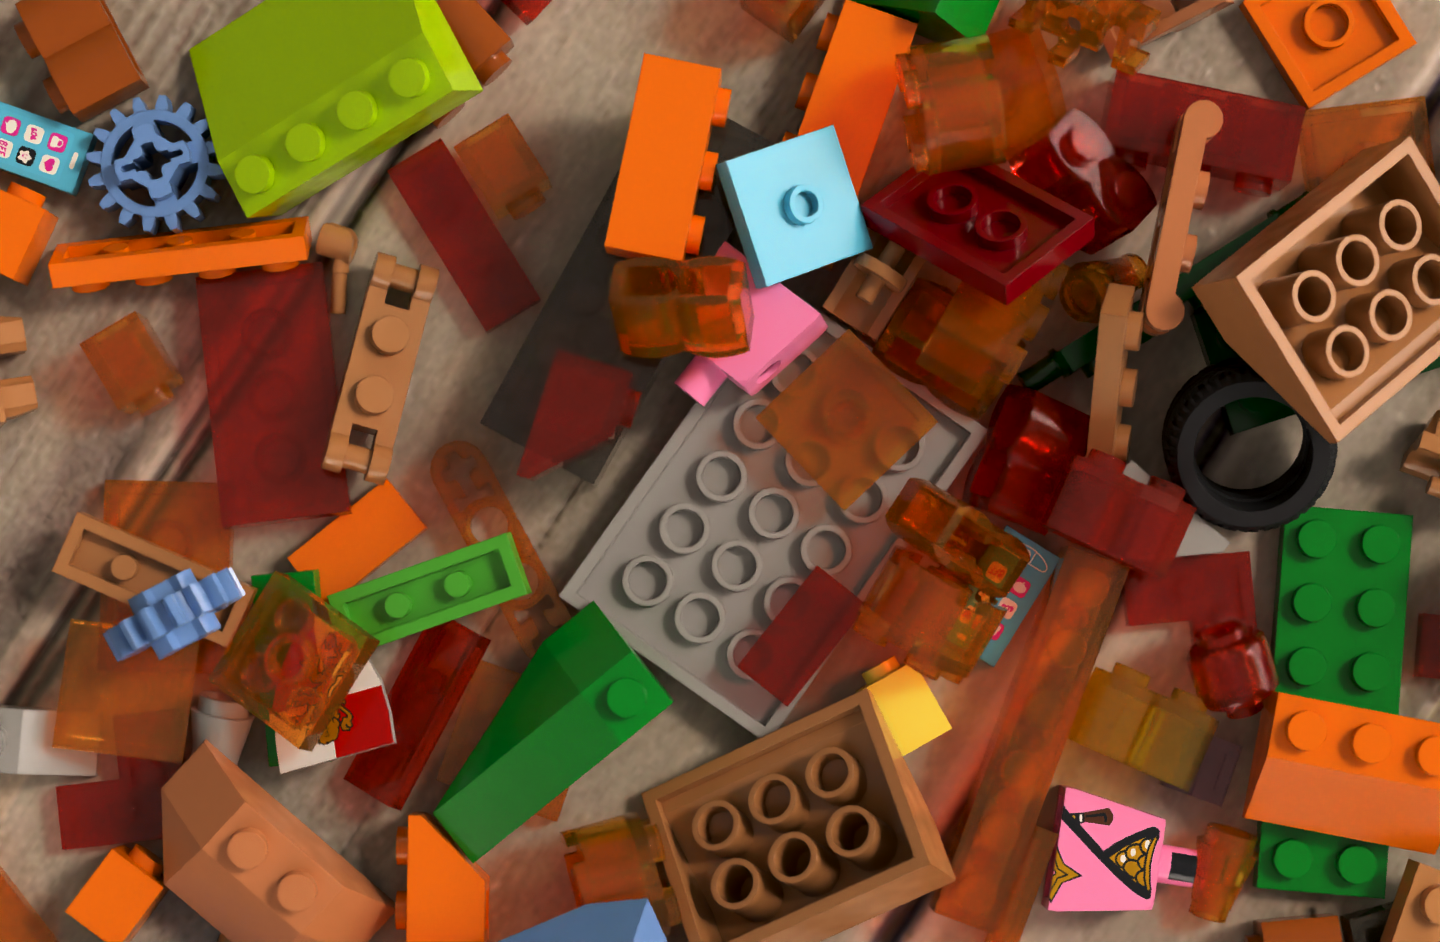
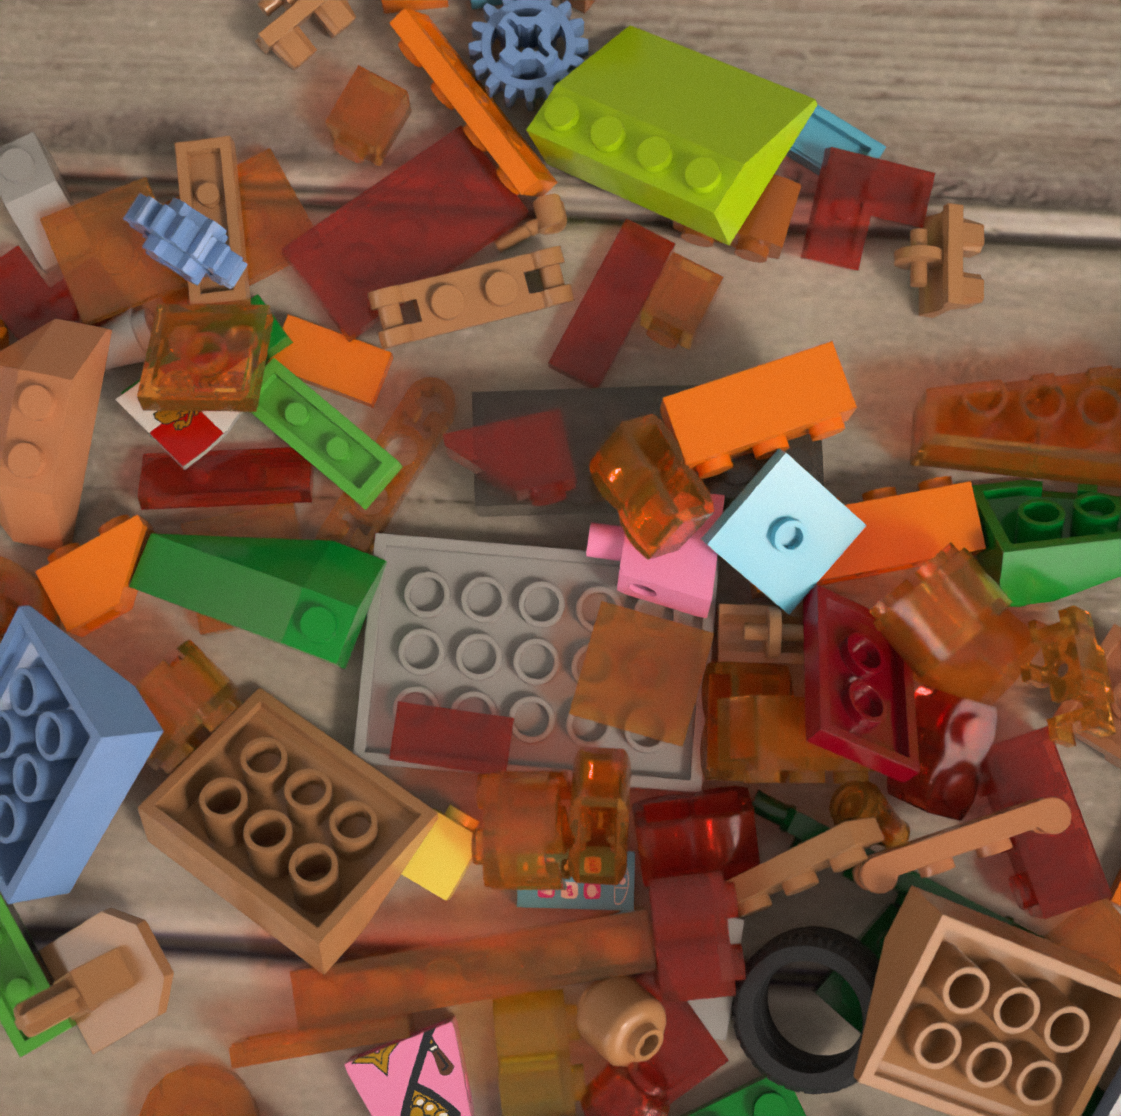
camera: 60 degrees right, 5 degrees down
(1156, 628) = (621, 1020): none -> medium nougat head

